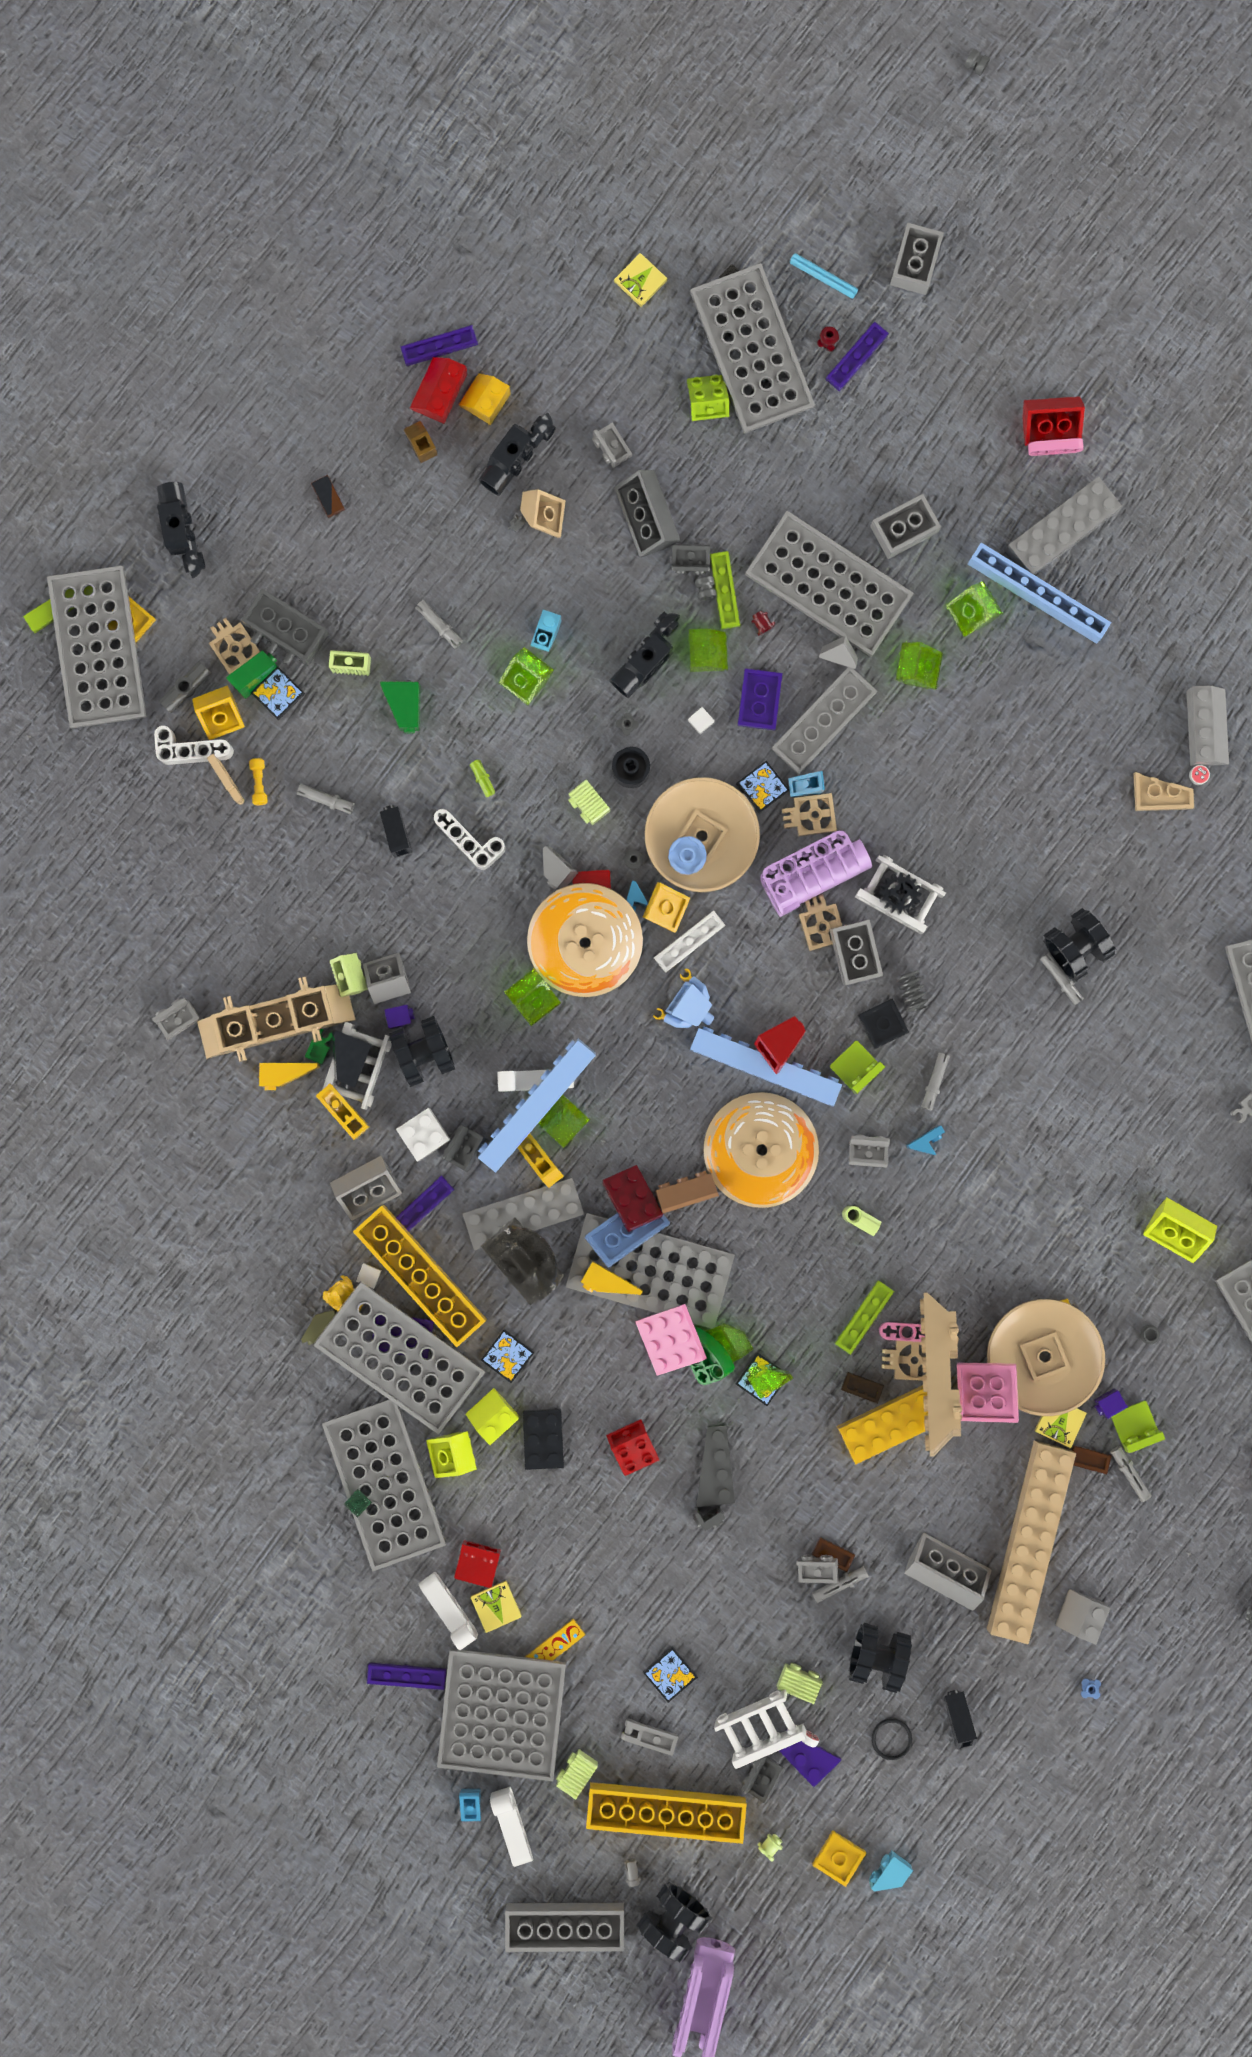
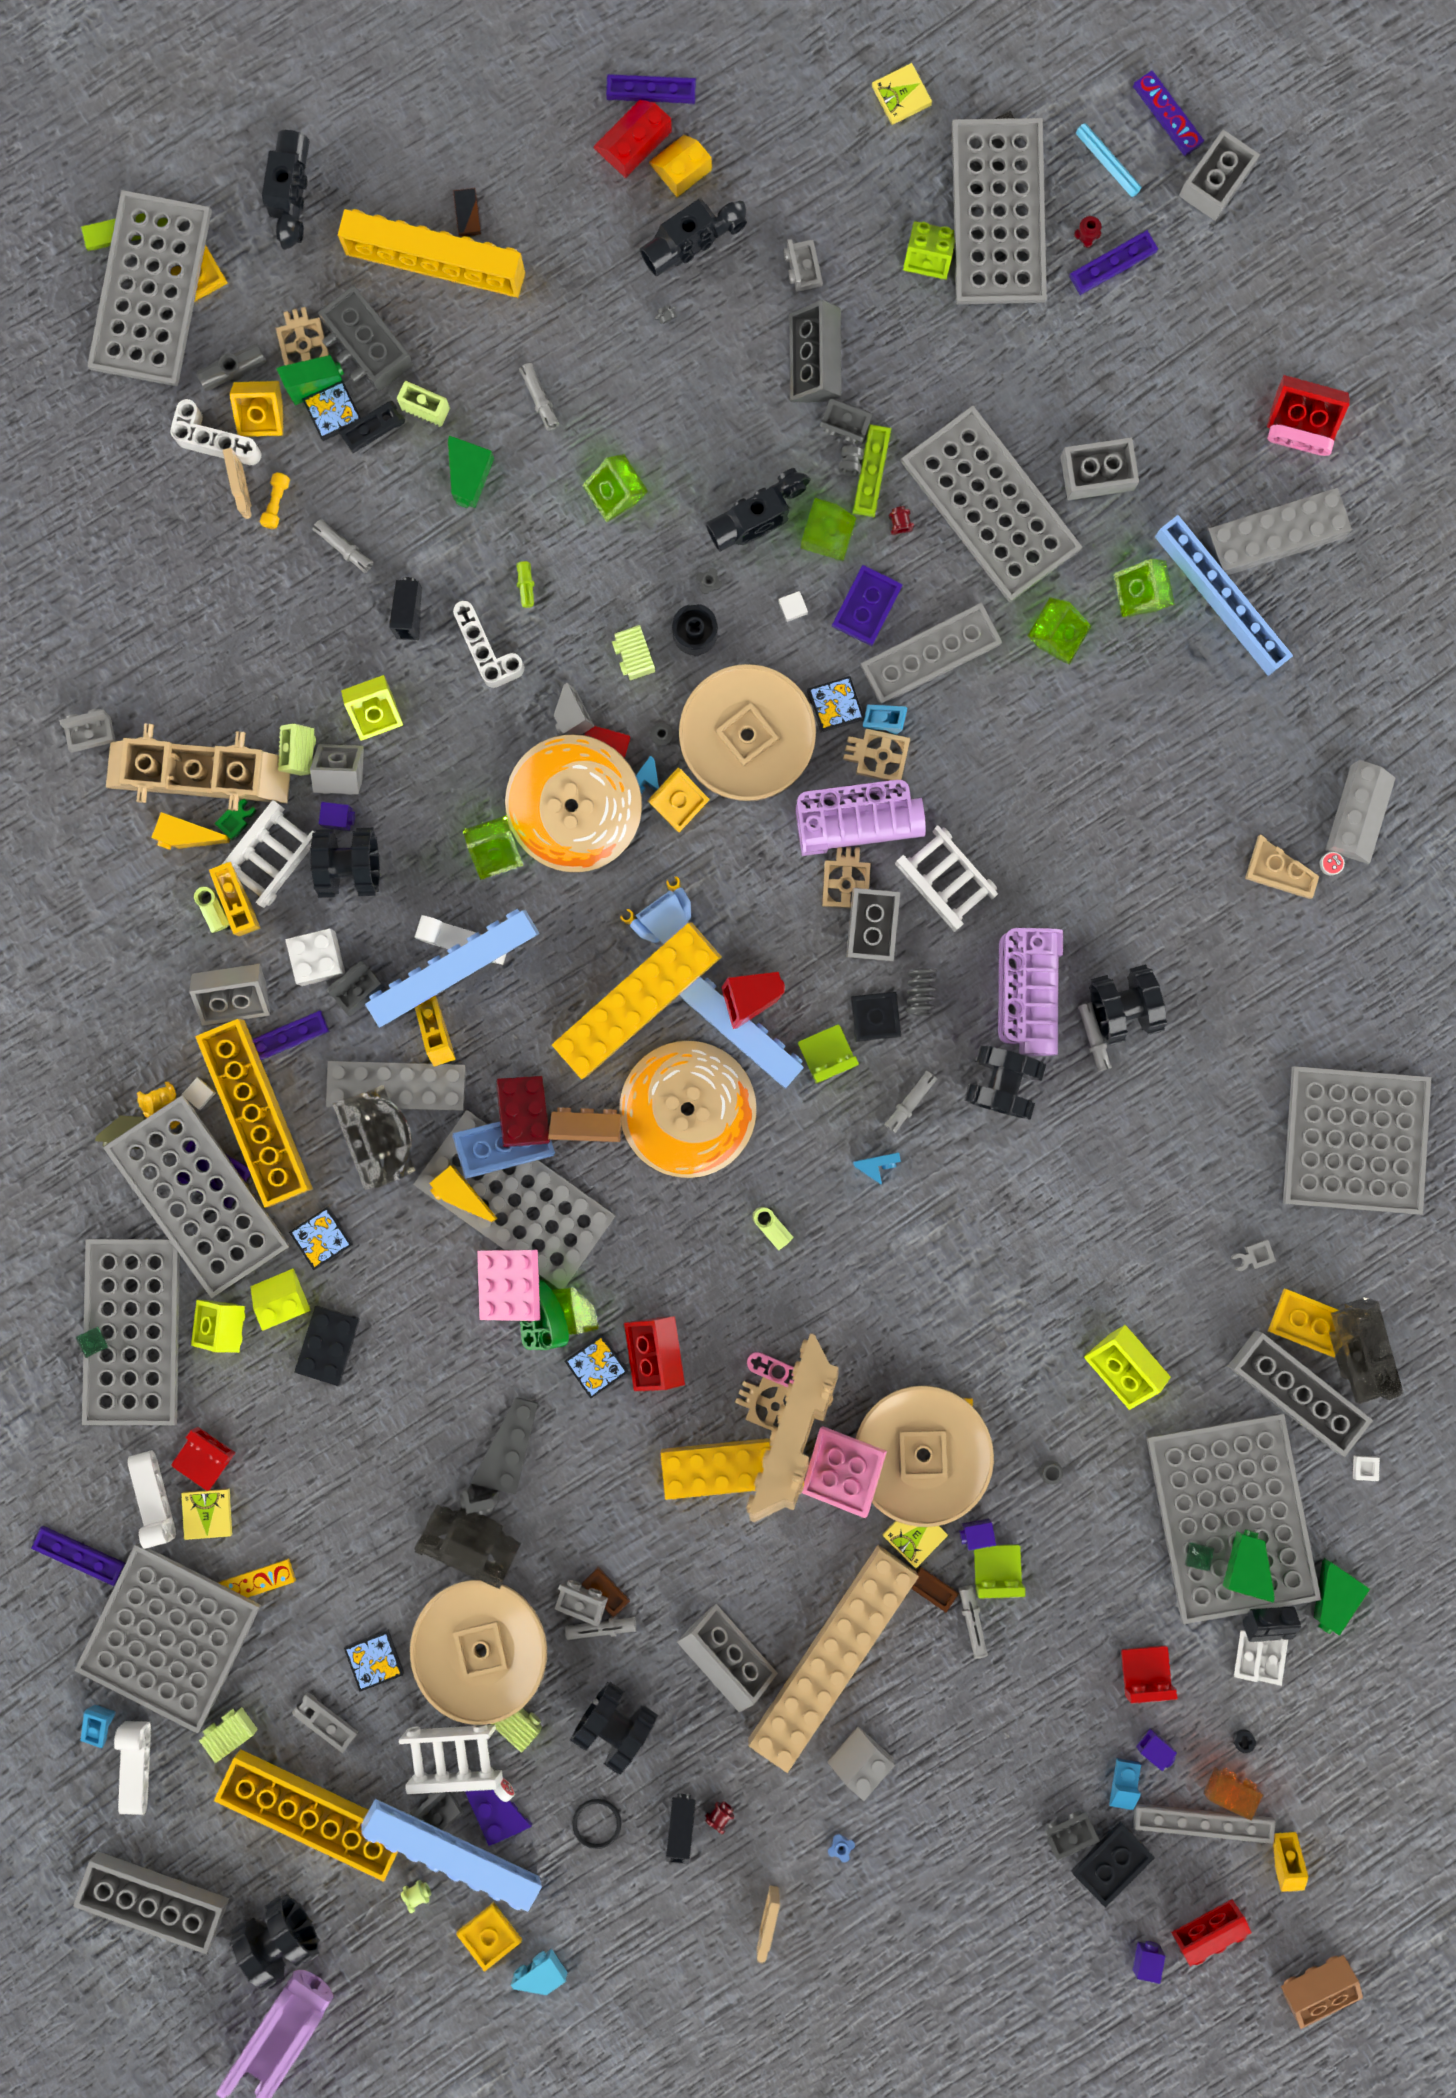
camera: 20 degrees right, 0 degrees up
(313, 540) = (431, 252): none -> yellow brick
(314, 695) = (371, 426): none -> black plate
(328, 1127) = (212, 911): none -> yellowish green piece
(348, 1058) = (261, 841): black slope -> none
(396, 920) = (371, 707): none -> neon yellow slope
(421, 441) = (591, 187): pearl gold slope -> none
(543, 511) = (700, 311): tan slope -> none
(546, 630) = (655, 444): medium azure slope -> none
(563, 1121) = (477, 998): clear neon green slope -> none
(632, 1447) = (422, 1391): red bracket -> none
(632, 1873) = (250, 1867): light grey pin -> none
(687, 855) = (722, 749): light blue tile -> none
(689, 941) = (691, 848): white tile -> none
(692, 1079) = (636, 1000): none -> yellow brick
(714, 1555) = (468, 1544): none -> clear smoke piece
(744, 1664) = (451, 1671): none -> tan dish
(767, 1379) = (599, 1367): clear neon green slope -> none
(788, 1804) = (450, 1855): none -> light blue brick
(804, 1353) = (654, 1354): none -> red slope
(840, 652) = (976, 584): light grey slope -> none
(858, 221) = (1168, 113): none -> dark purple tile
(862, 1387) = (705, 1415): dark brown plate -> none
(864, 1317) = (736, 1338): lime tile -> none
(868, 1151) = (807, 1153): light grey bracket -> none
(899, 901) = (936, 873): black gear -> none
(987, 1698) = (720, 1816): none -> dark red brick
(1001, 957) = (1036, 989): none -> lavender piece
(1005, 1040) = (1005, 1082): none -> black piece
(1055, 1767) = (768, 1923): none -> tan piece

